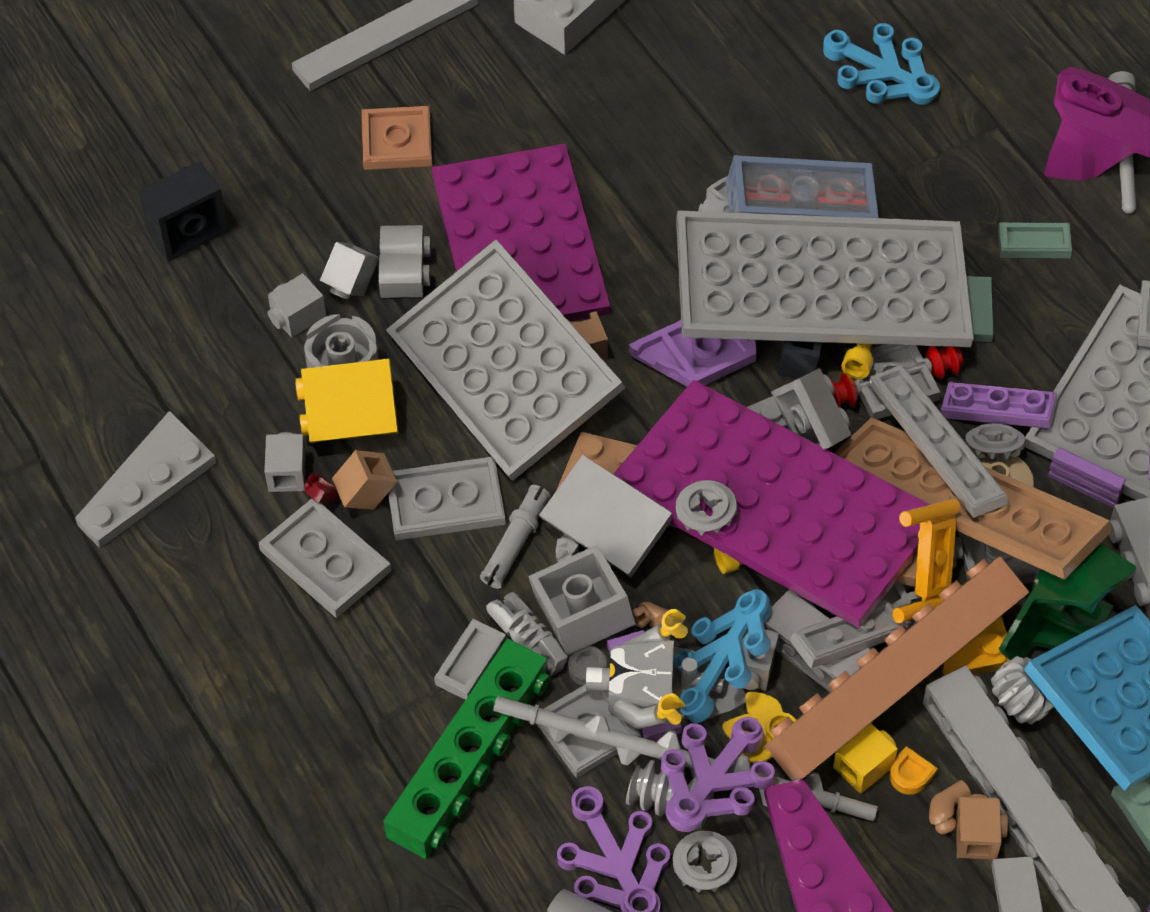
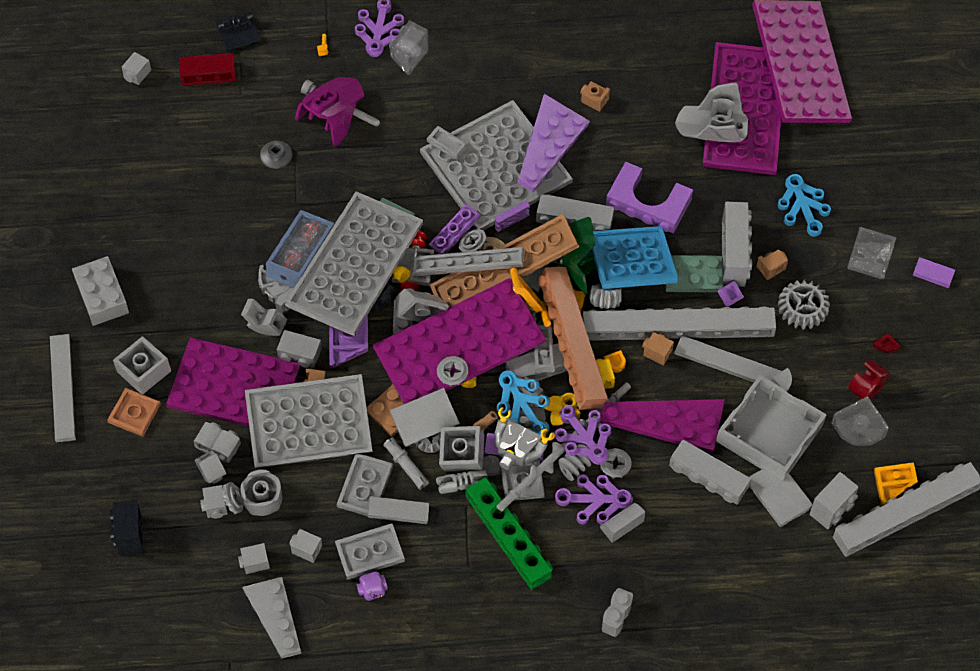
camera: 65 degrees left, 5 degrees up
(225, 403) = (254, 558): none -> light grey brick
(263, 588) = (372, 586): none -> medium lavender head
(311, 308) = (233, 497): none -> light grey gear
(321, 489) = (330, 536): dark red tile -> none
(347, 401) = (293, 500): yellow panel -> none
(364, 480) = (340, 513): medium nougat brick -> none
(421, 563) = (398, 510): none -> light grey tile
(469, 659) = (460, 513): light grey tile -> none
(472, 102) = (142, 365): none -> light grey brick
(632, 292) = (299, 349): none -> light grey brick
(653, 214) = (263, 320): none -> light grey brick
(918, 85) = (232, 178): dark azure plant -> none
(943, 806) = (640, 357): medium nougat arm -> none
(972, 105) = (279, 159): none -> flat silver piece
(1034, 240) = (370, 169): sand green tile -> none

